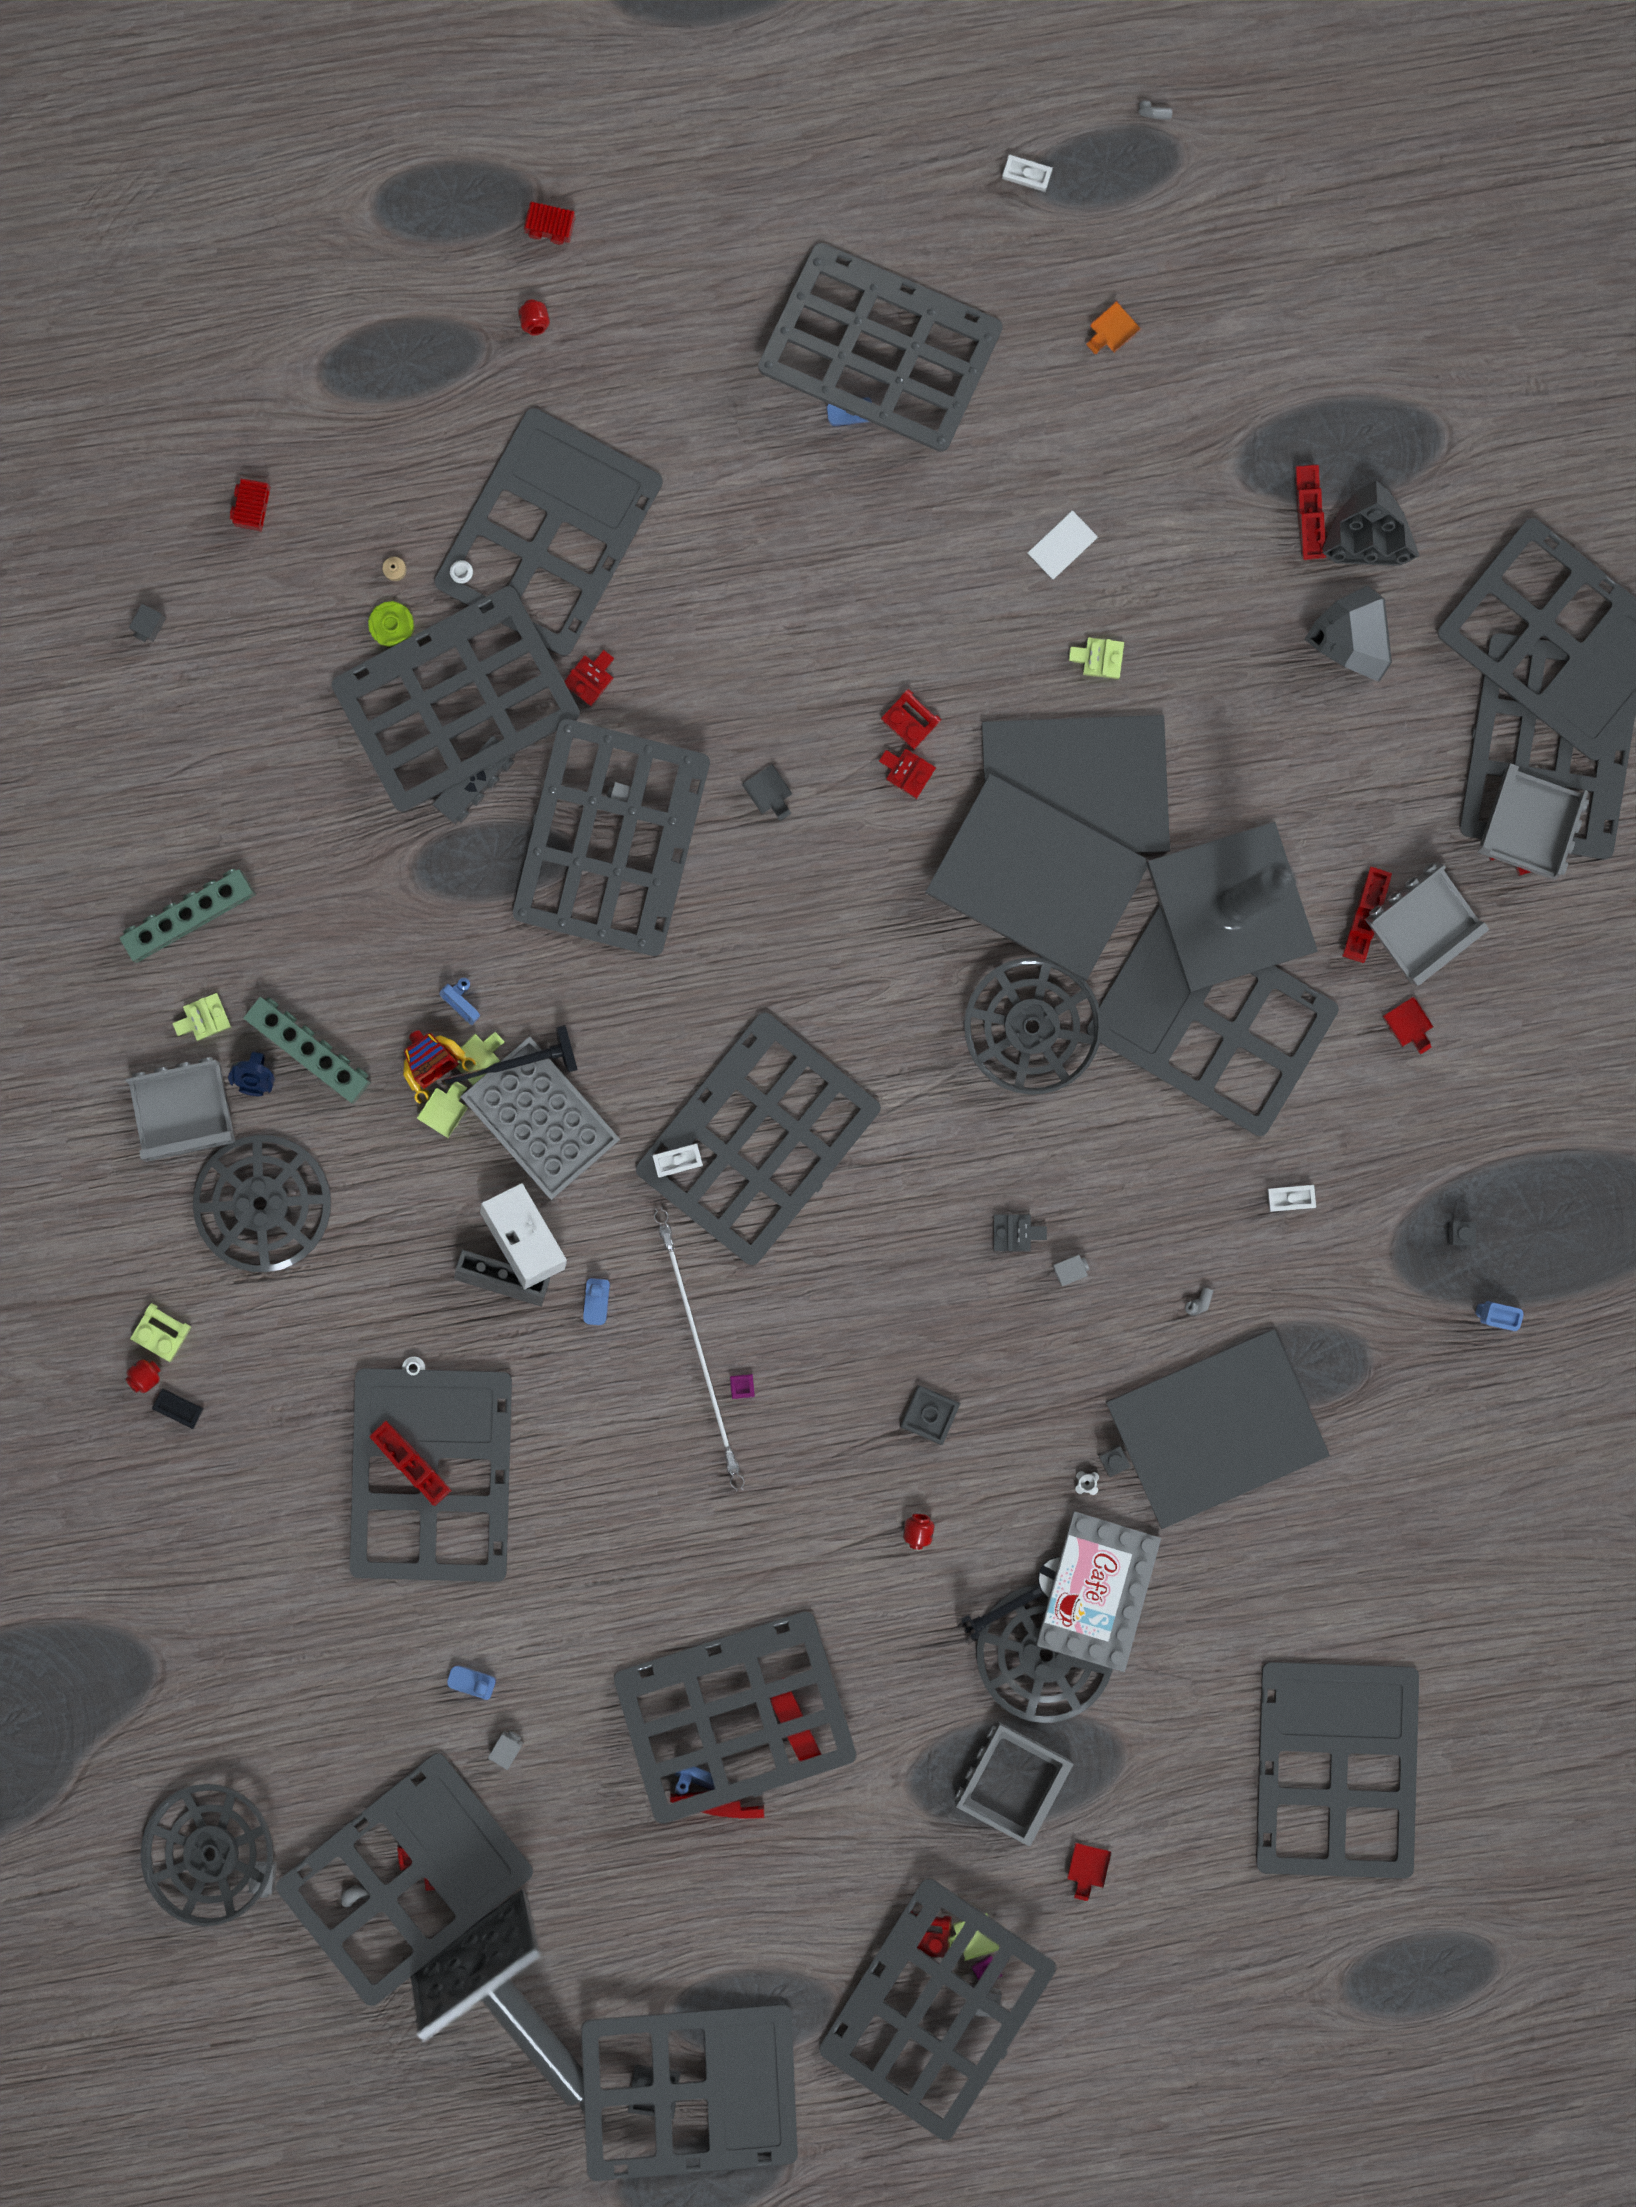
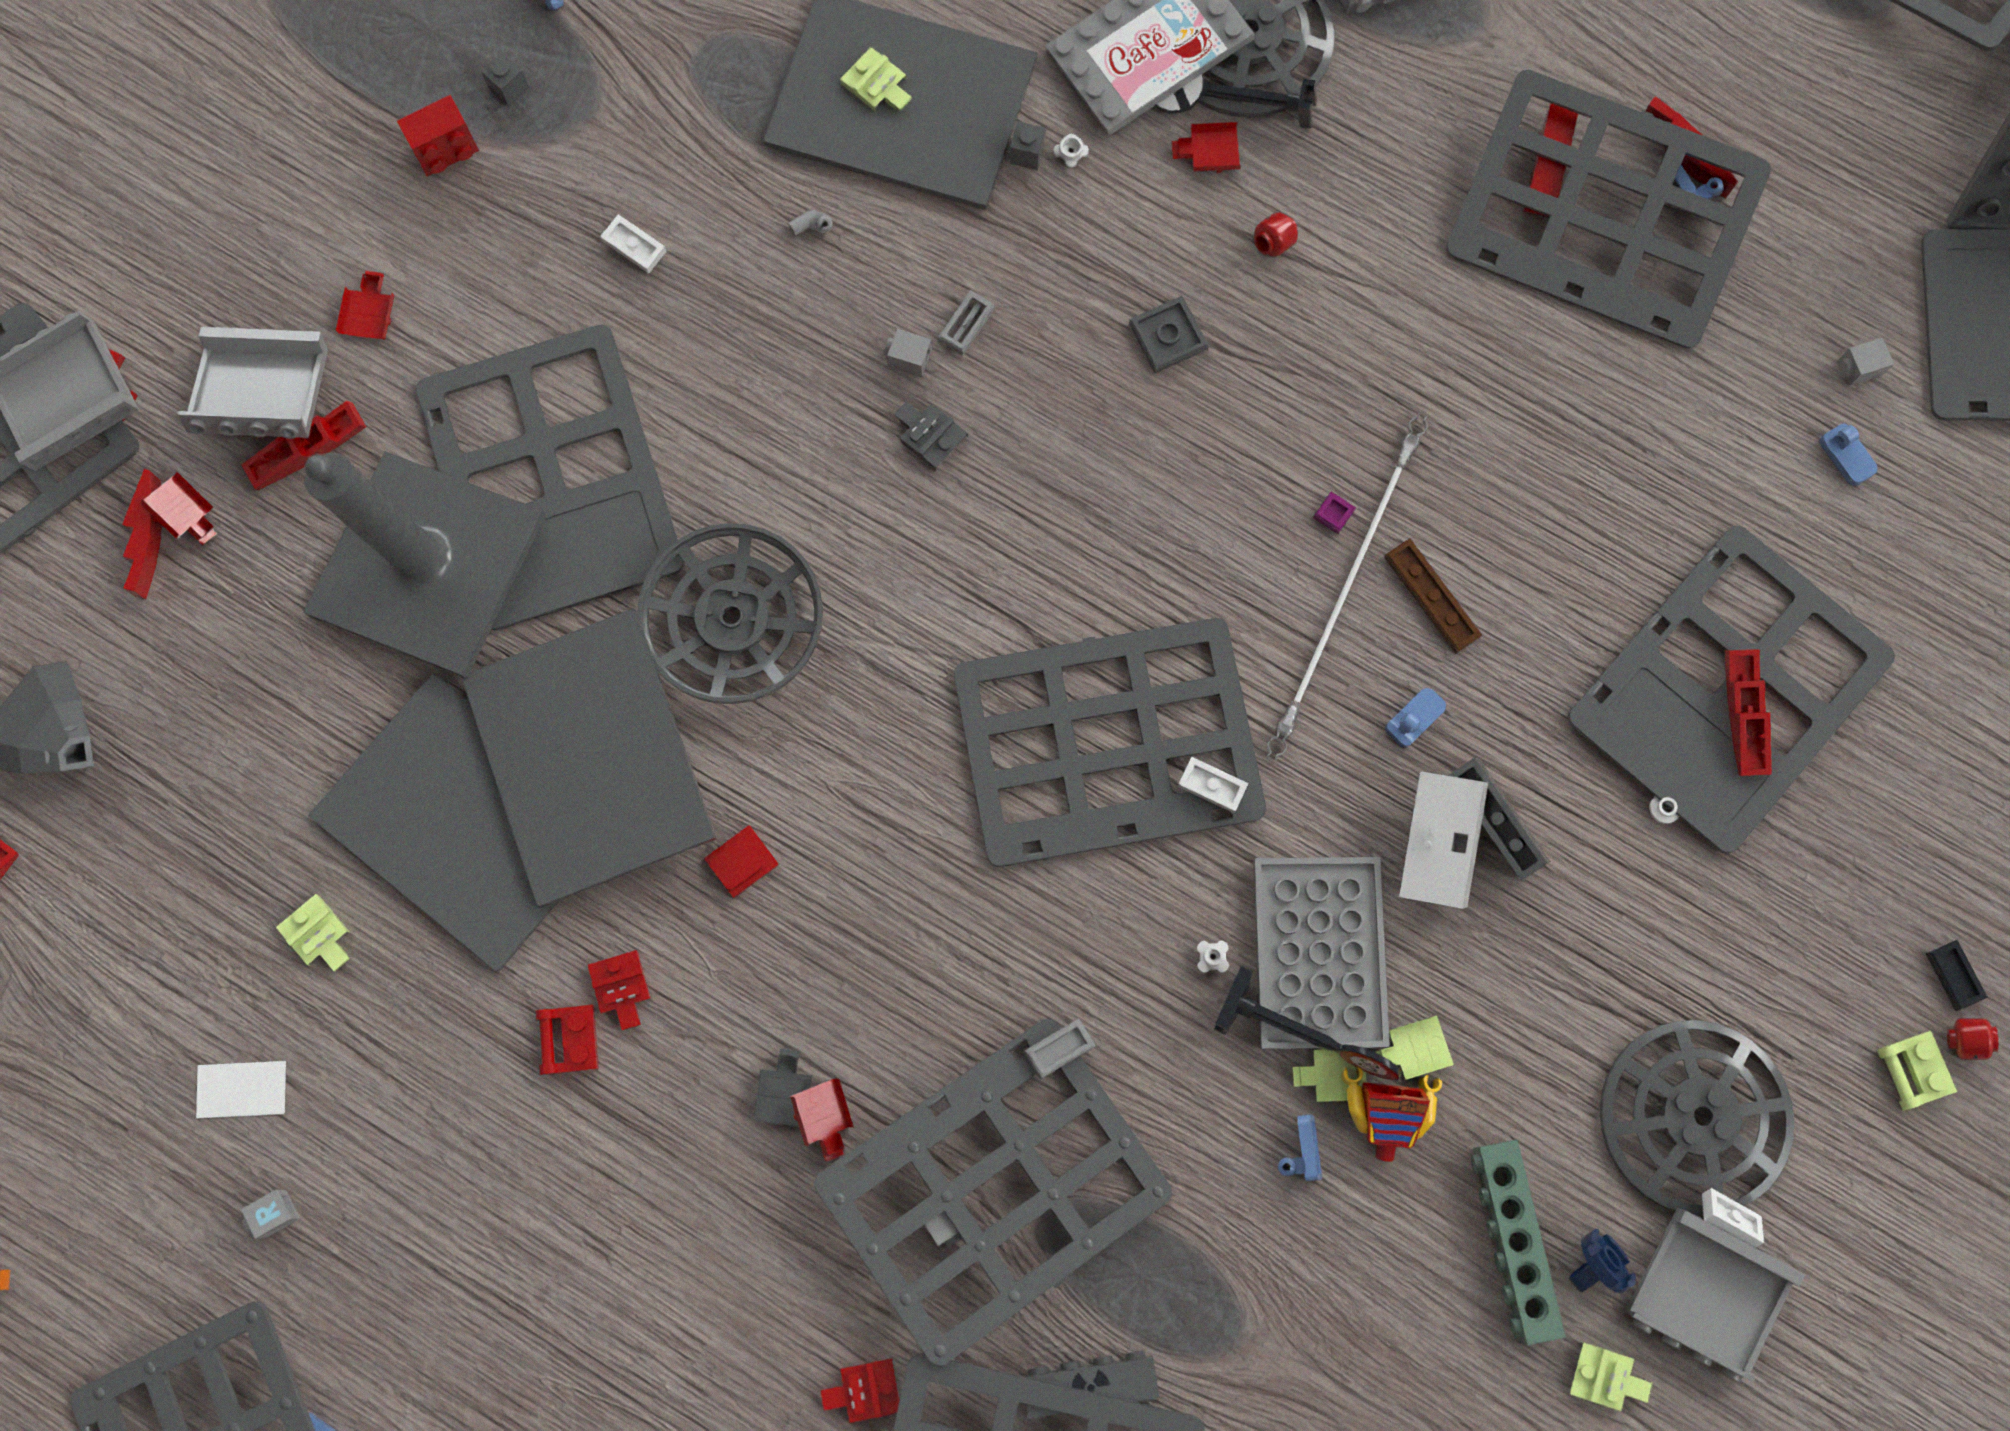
camera: 135 degrees left, 10 degrees down
(201, 1160) = (1732, 1218): none -> white plate
(604, 1065) = (1206, 963): none -> white plate
(639, 942) = (1059, 1048): none -> light grey tile
(644, 1384) = (1433, 596): none -> reddish brown tile
(738, 797) = (821, 1114): none -> piece
(903, 895) = (741, 861): none -> red piece
(984, 496) = (269, 1214): none -> light grey brick
(1004, 1557) = (1211, 147): none -> red piece
(1043, 1301) = (954, 342): none -> light grey tile
(1241, 1424) = (874, 79): none -> yellowish green piece
(1400, 816) = (180, 509): none -> piece
(1412, 794) = (145, 538): none -> red slope
(1463, 1161) = (438, 135): none -> red piece

